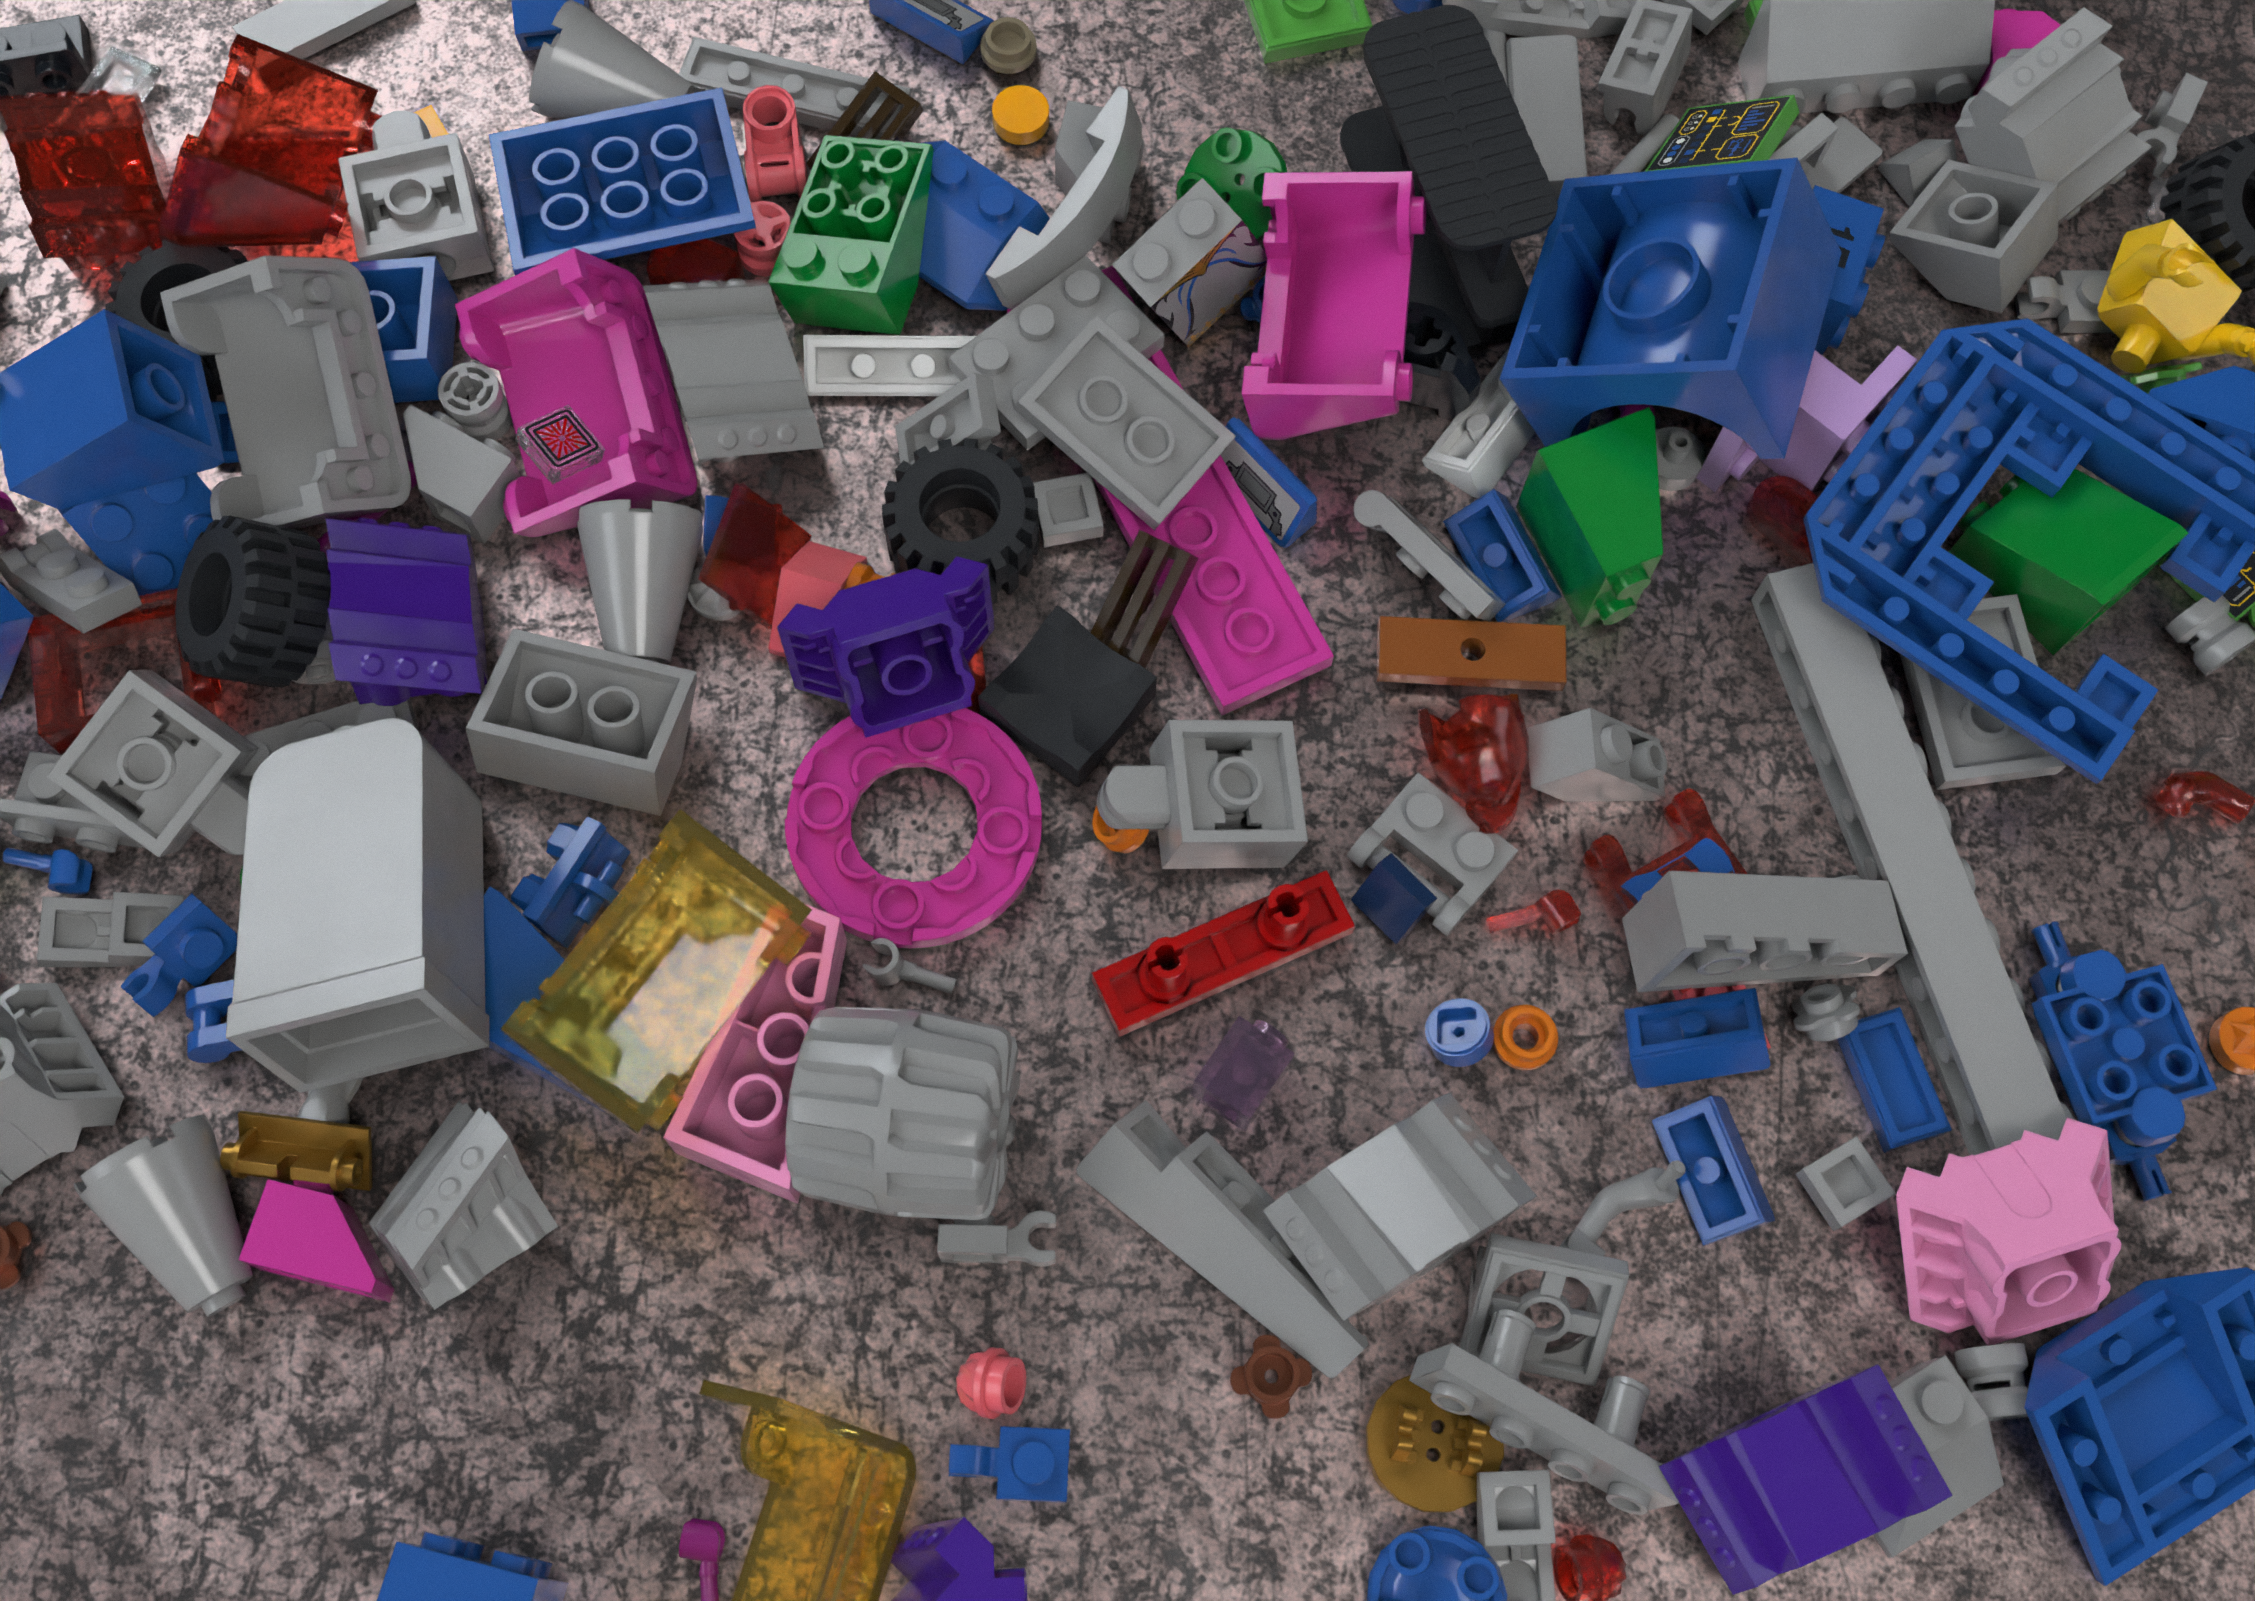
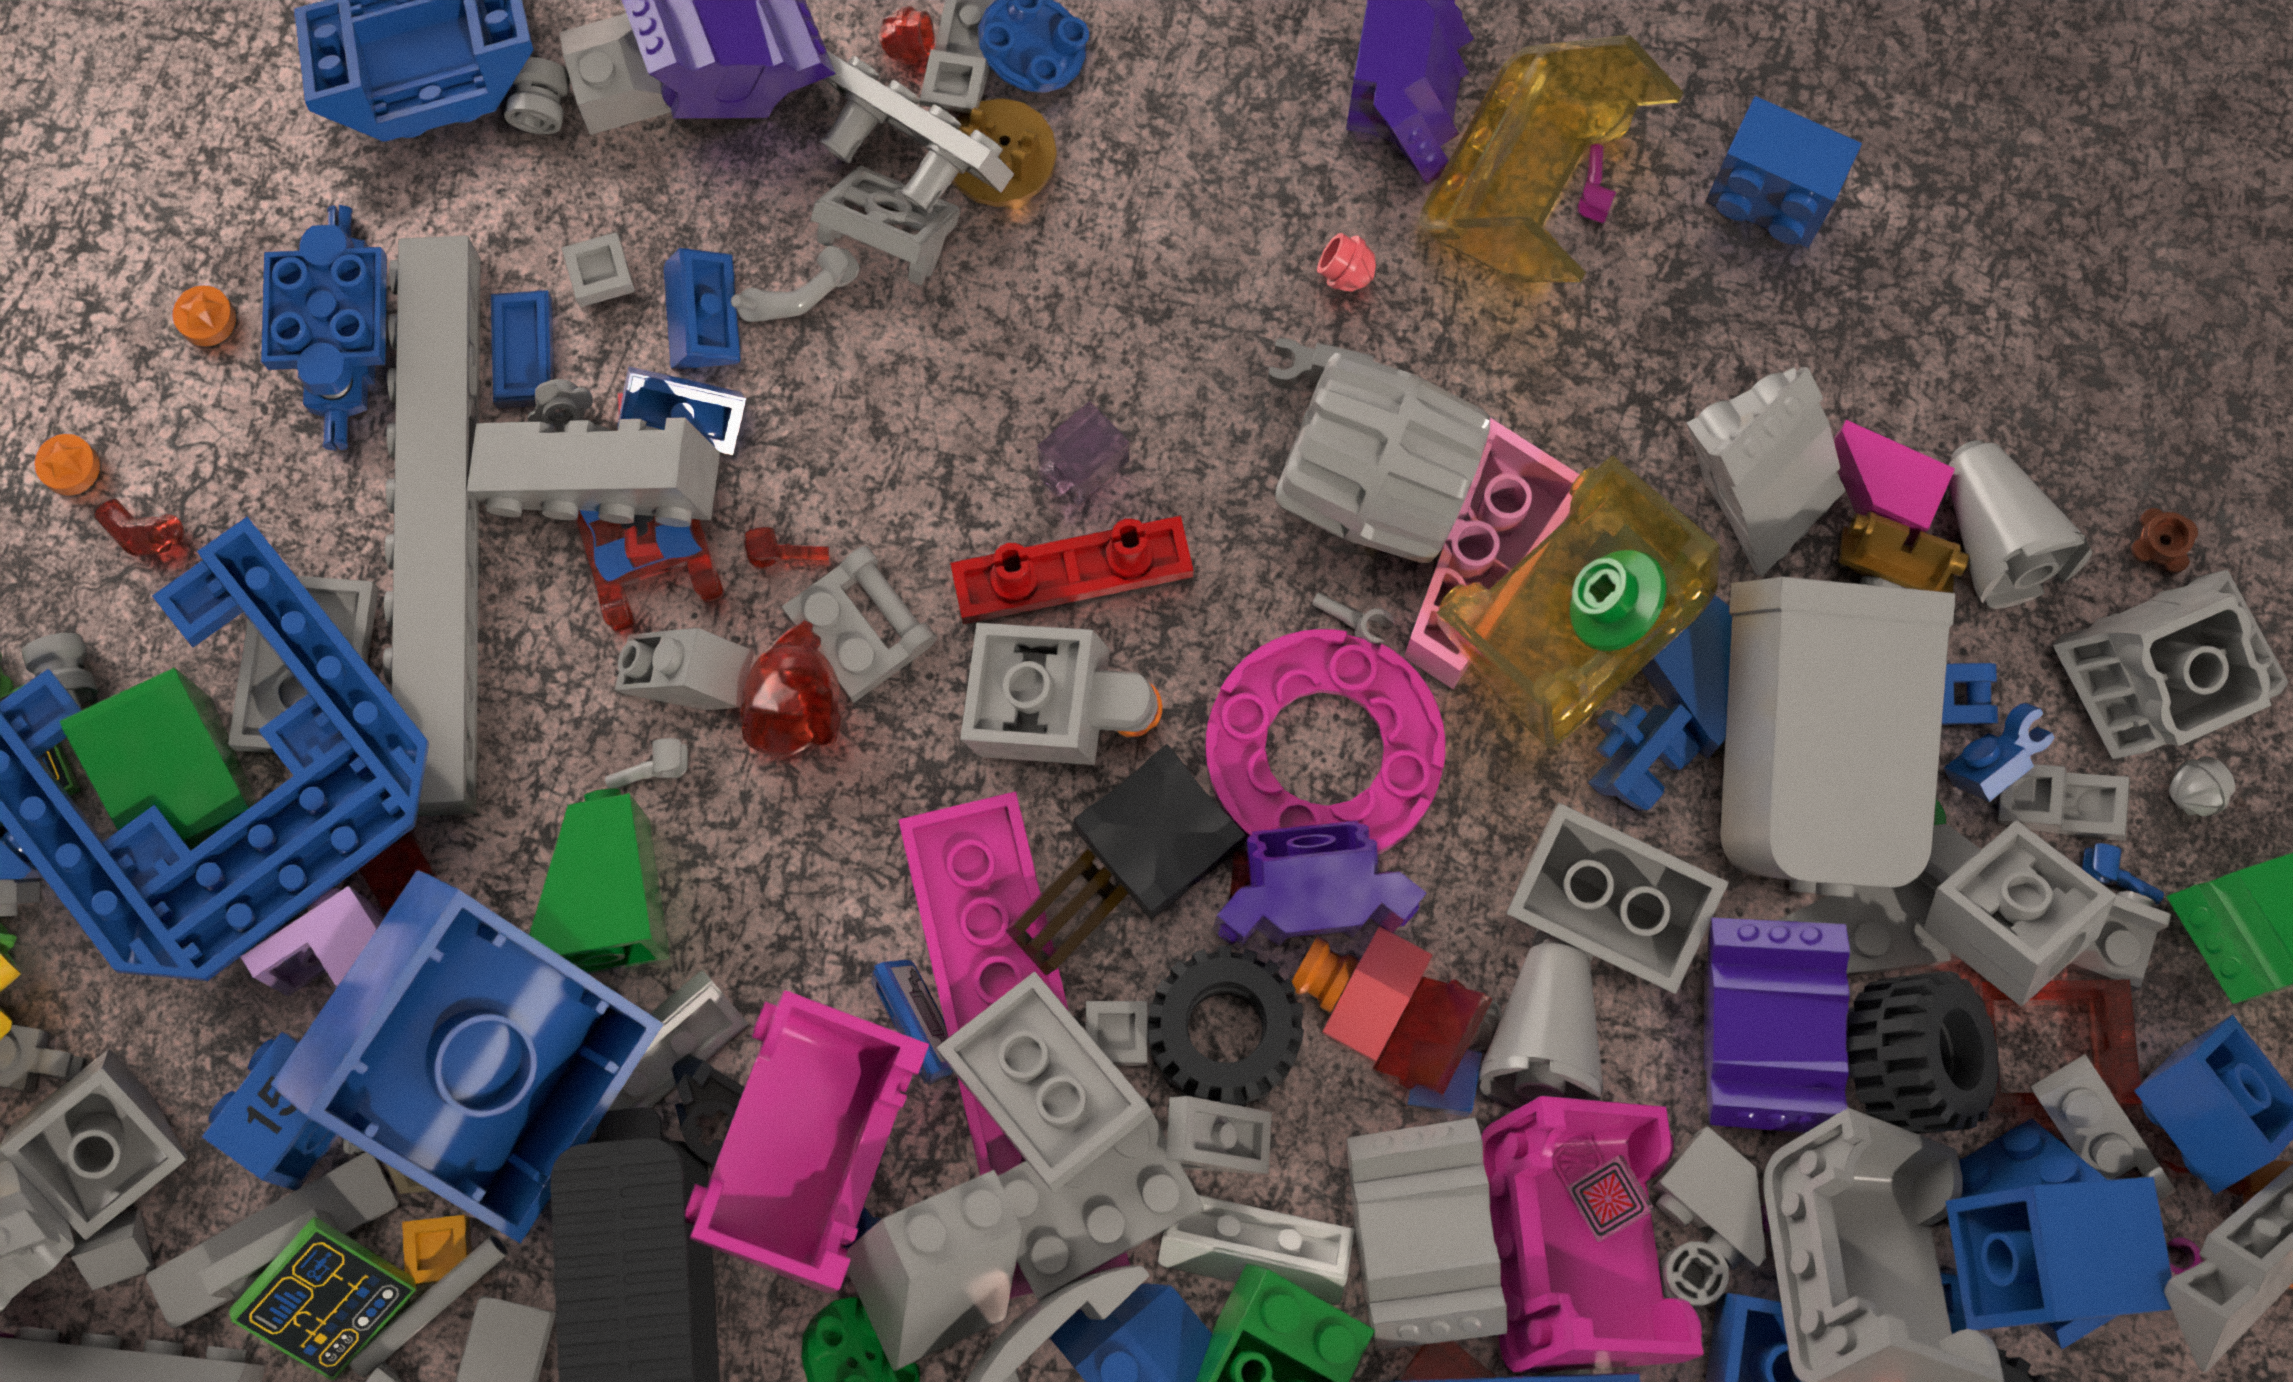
camera: 165 degrees left, 5 degrees up
(595, 995) = (1628, 611): none -> green piece
(1027, 1464) = (1330, 203): blue plate -> none
(1214, 1221) = (1126, 343): light grey wedge -> none
(1251, 1377) = (1118, 210): copper plate -> none
(1393, 898) = (907, 582): dark blue tile -> none
(1398, 1206) = (983, 311): light grey slope -> none
(1427, 554) = (777, 903): light grey plate -> none
(1459, 1032) = (883, 459): tile -> none
(1502, 555) = (701, 901): blue slope -> none
(1506, 653) = (731, 791): dark orange tile -> none
(1538, 1024) = (822, 431): orange plate -> none
(1584, 673) = (669, 761): none -> light grey hand
(2011, 1235) = (481, 186): bright pink slope -> none

